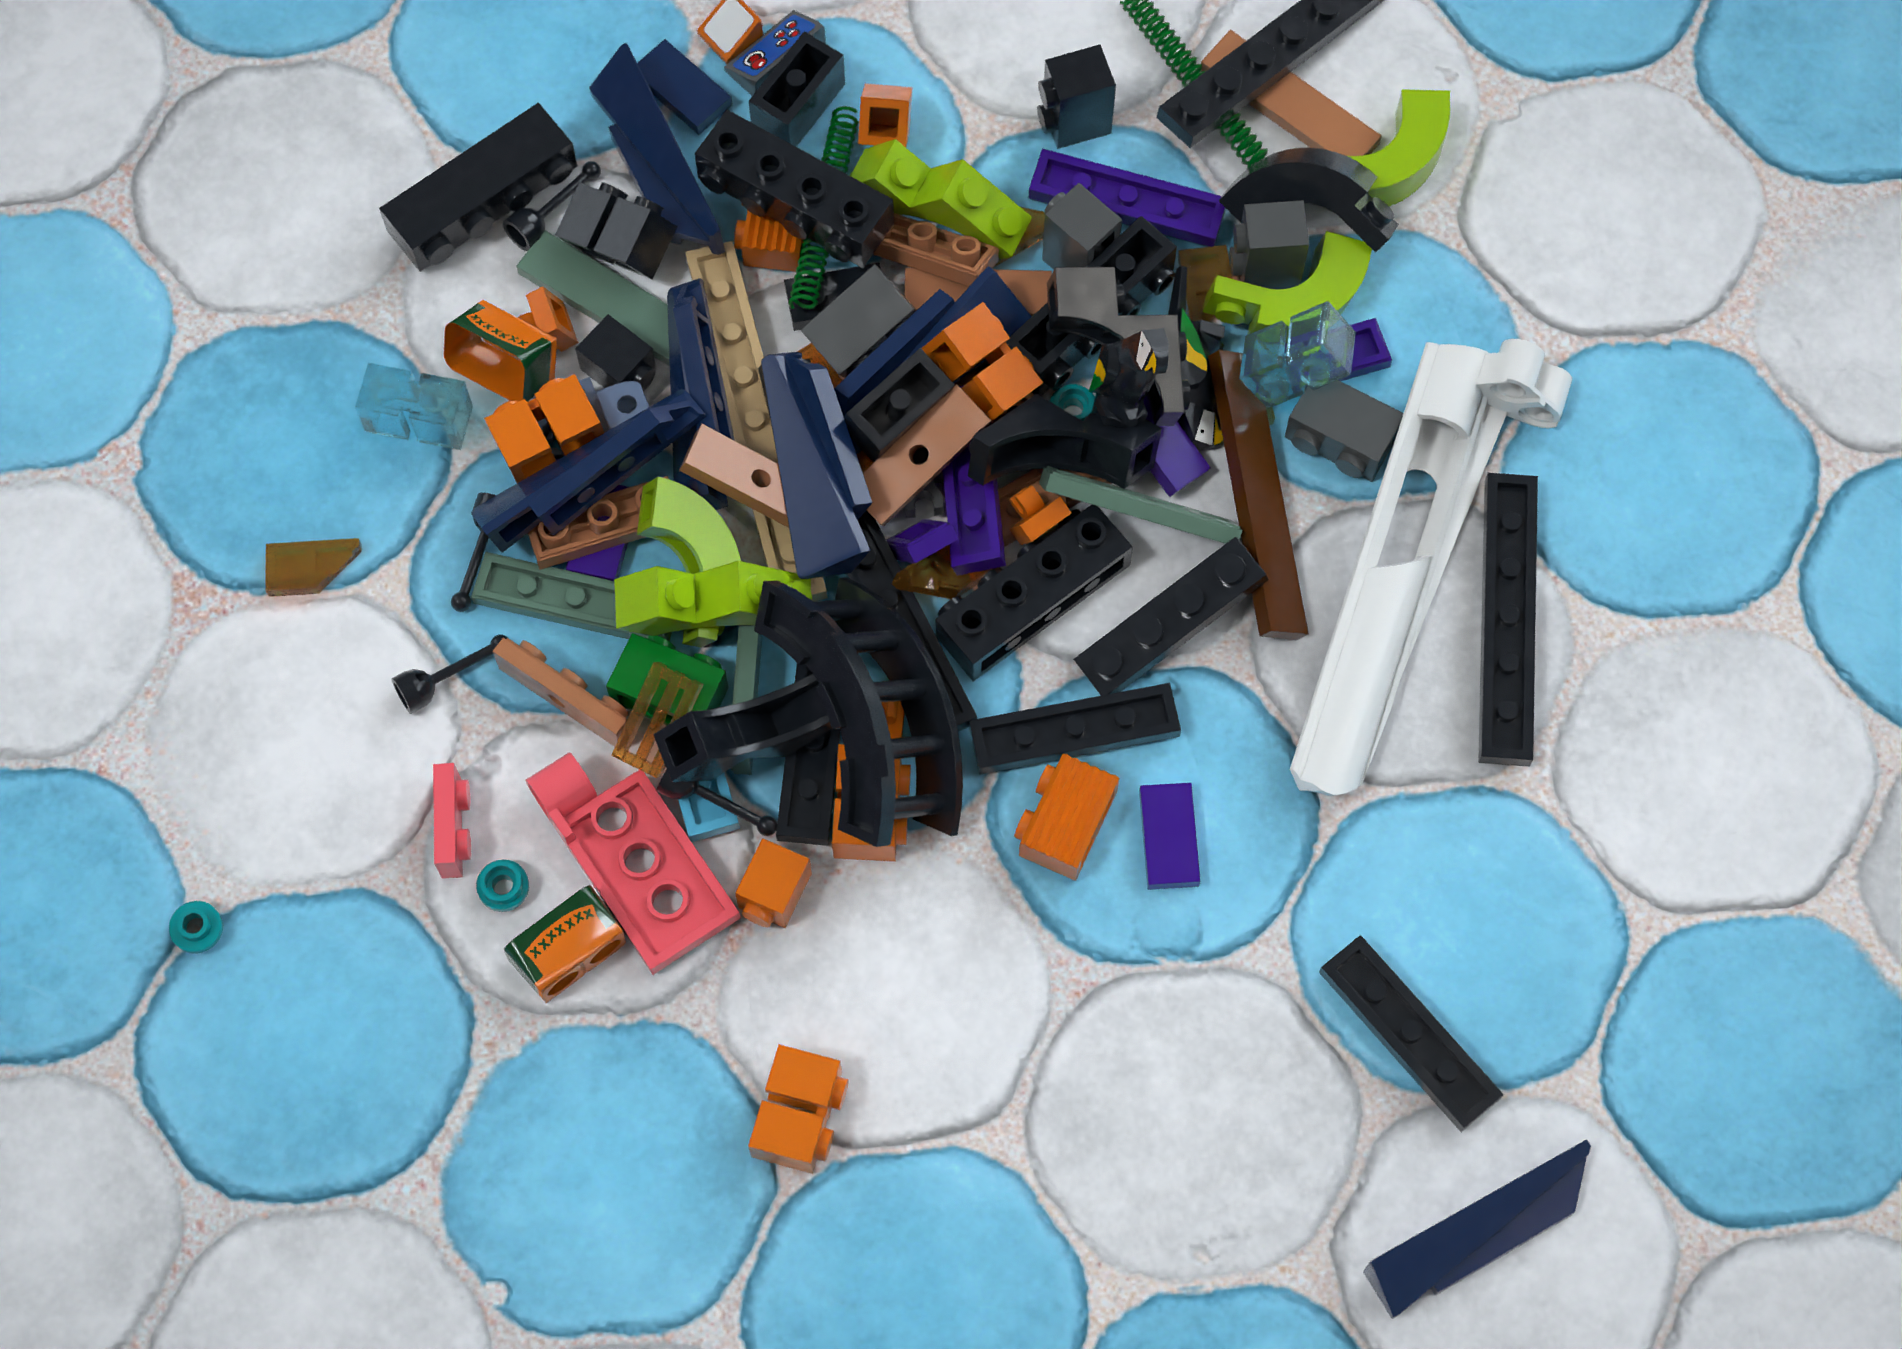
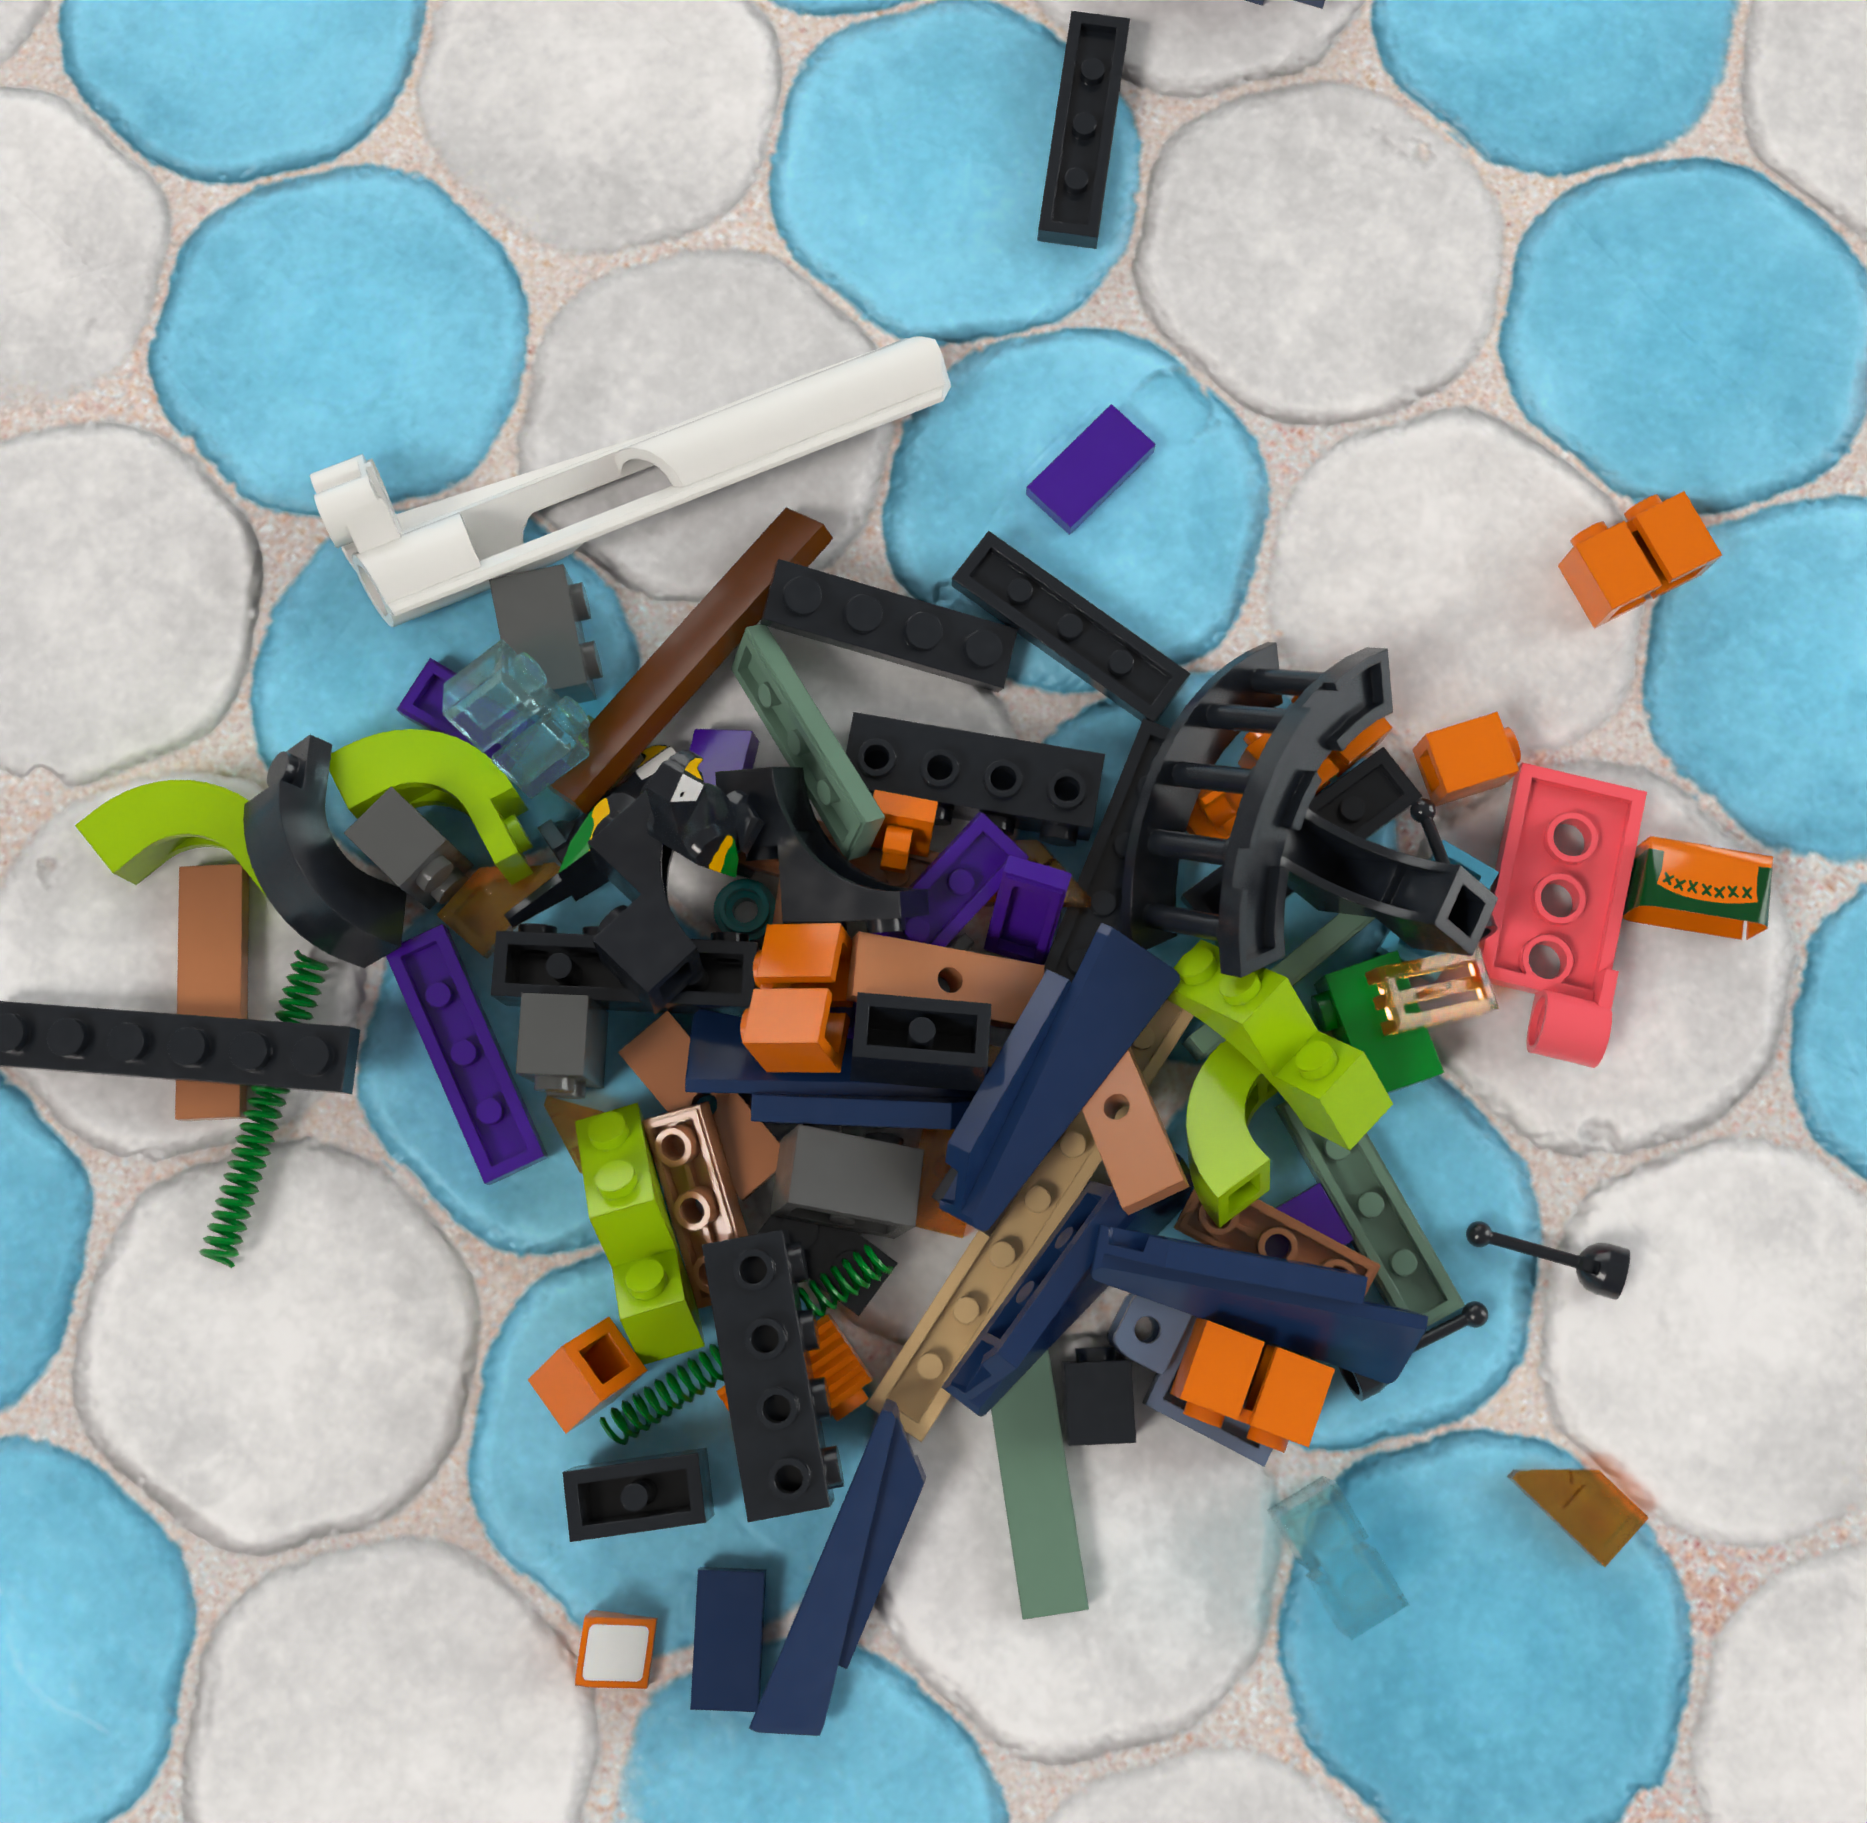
camera: 130 degrees left, 10 degrees up
(450, 841) = (1708, 1088): coral plate -> none
(479, 187) = (1046, 1732): black brick -> none
(492, 367) = (1205, 1521): orange piece -> none
(498, 871) = (1712, 999): teal plate -> none
(528, 225) = (1031, 1642): black hinge -> none
(550, 316) = (1120, 1512): orange tile -> none
(561, 689) = (1474, 1121): nougat tile -> none
(617, 229) = (961, 1512): black piece -> none
(762, 56) = (601, 1575): slope -> none
(1067, 816) = (1161, 562): orange brick -> none
(1077, 97) = (397, 1189): black brick -> none
(1508, 620) = (612, 348): black plate -> none

